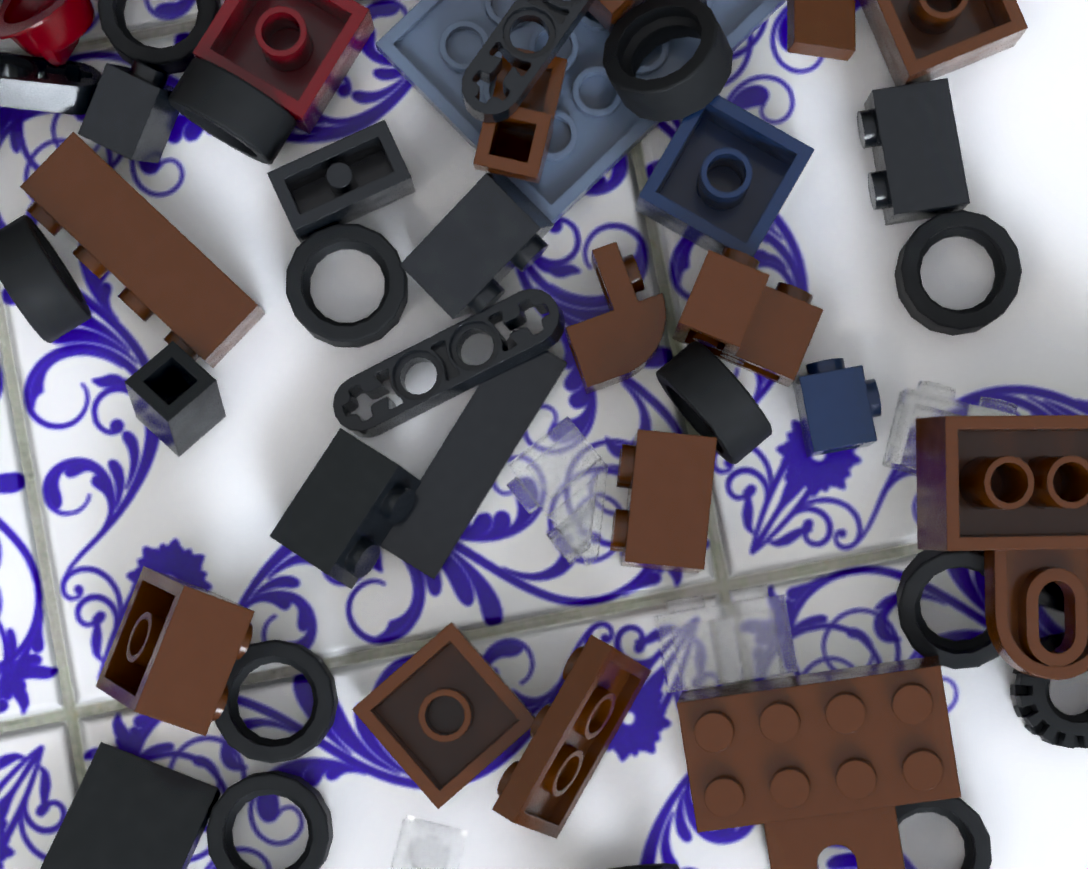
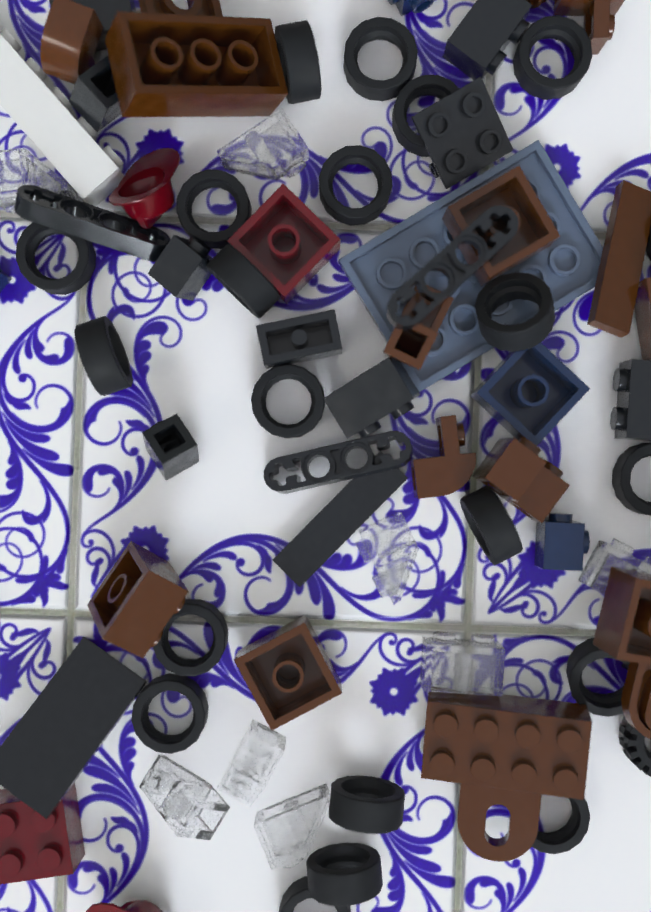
camera: 15 degrees right, 5 degrees up
(142, 250) = (170, 352): reddish brown brick -> none
(346, 509) = (257, 536): black brick -> none
(570, 737) = (357, 704): reddish brown plate -> none
(666, 501) = (448, 580): reddish brown brick -> none

